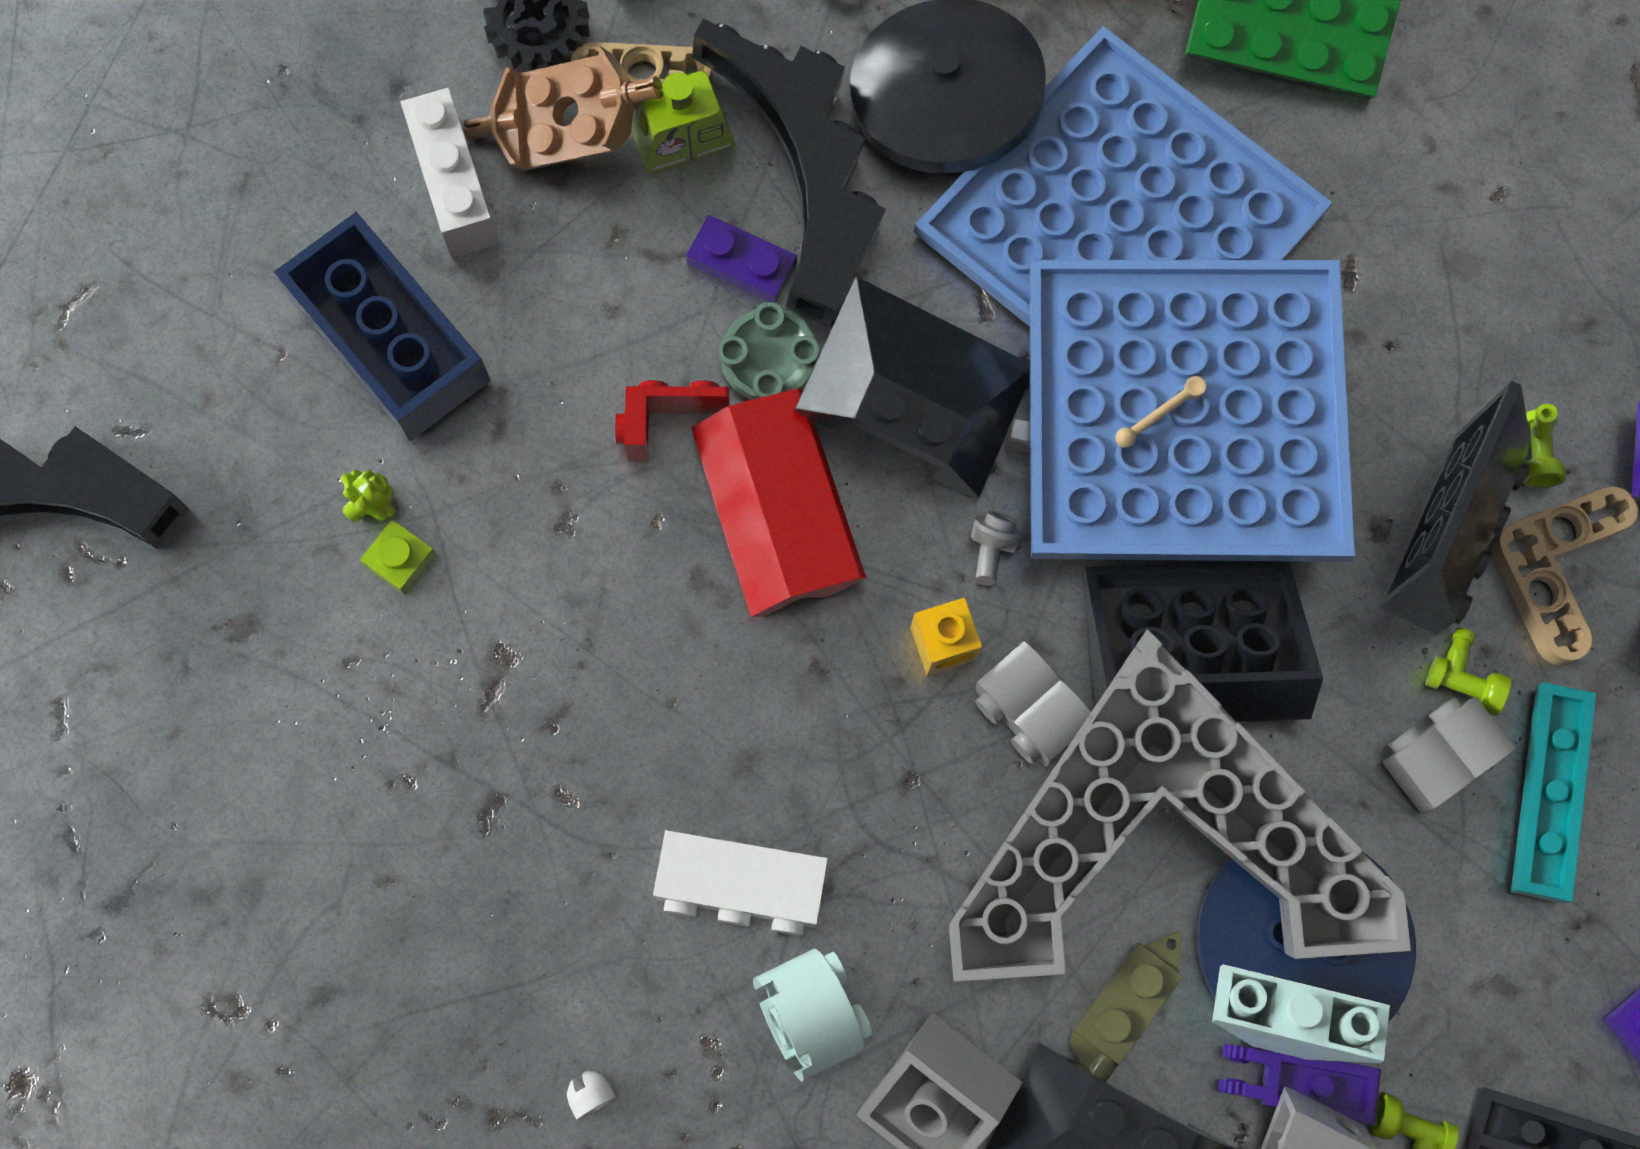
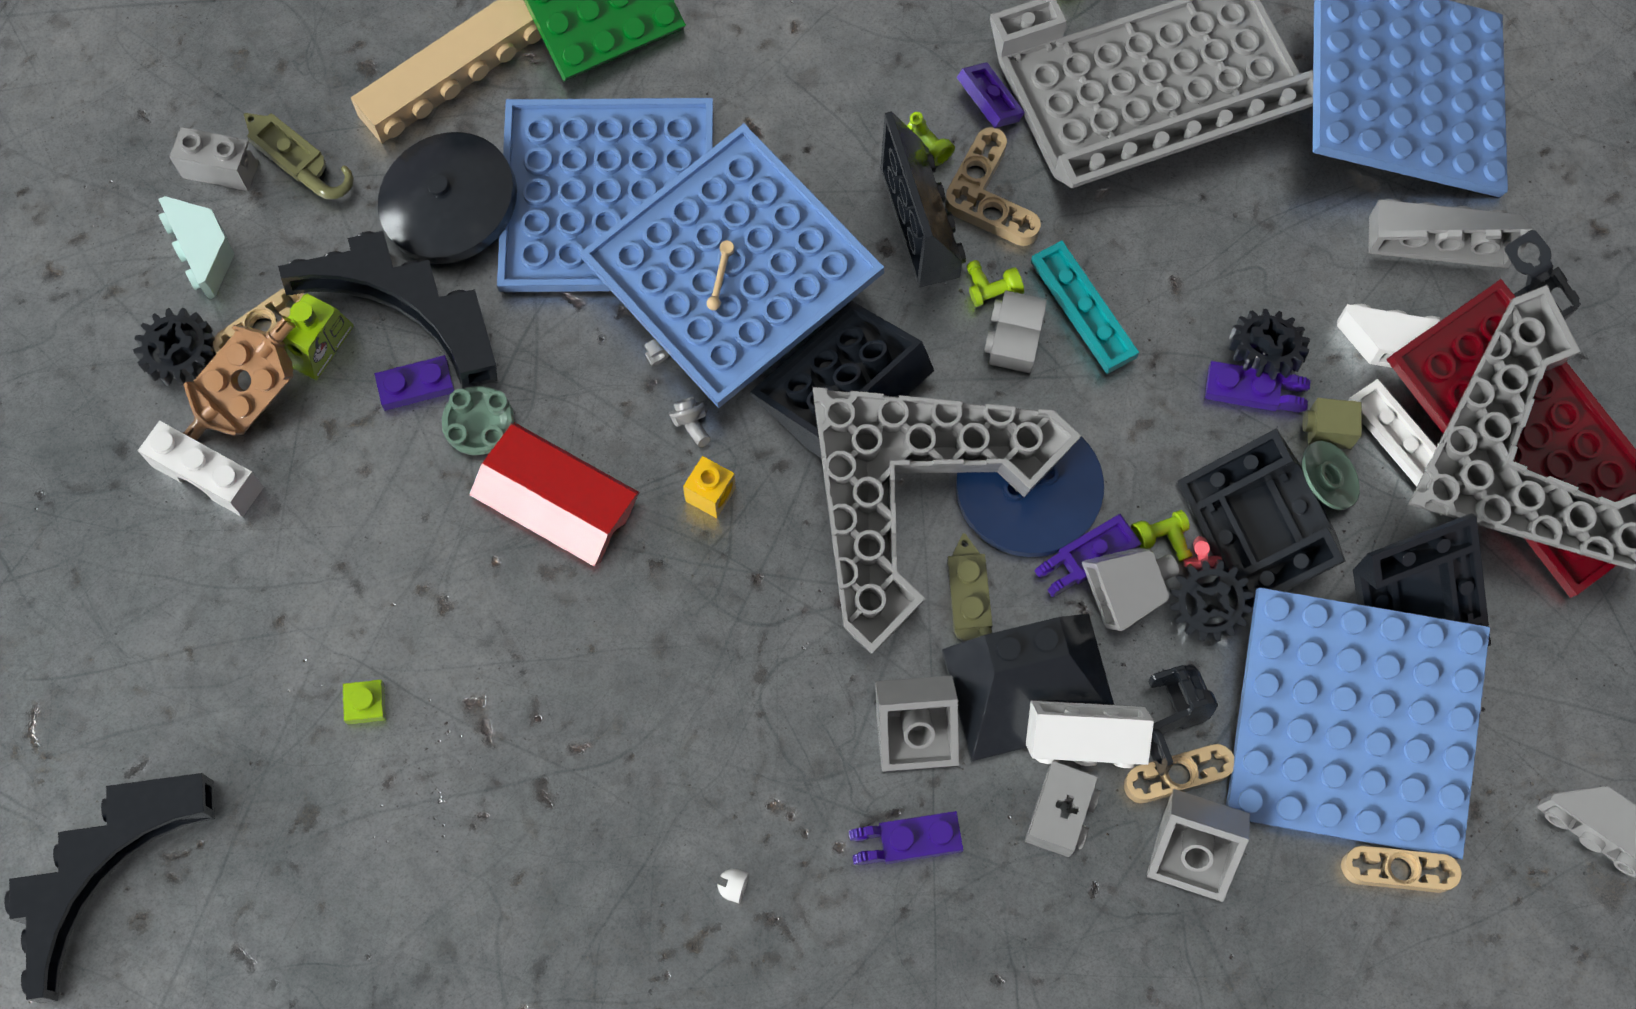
camera: 40 degrees left, 5 degrees down
(367, 495) = (316, 682): lime plant -> none
(383, 326) = (240, 582): dark blue brick -> none
(659, 397) = (436, 493): red bracket -> none
(739, 882) = (714, 705): white brick -> none
(812, 1012) = (813, 734): light aqua brick -> none
(916, 385) = (574, 370): black slope -> none
(1032, 704) = (786, 483): light grey brick -> none
(1299, 1018) = (1058, 519): light aqua slope -> none

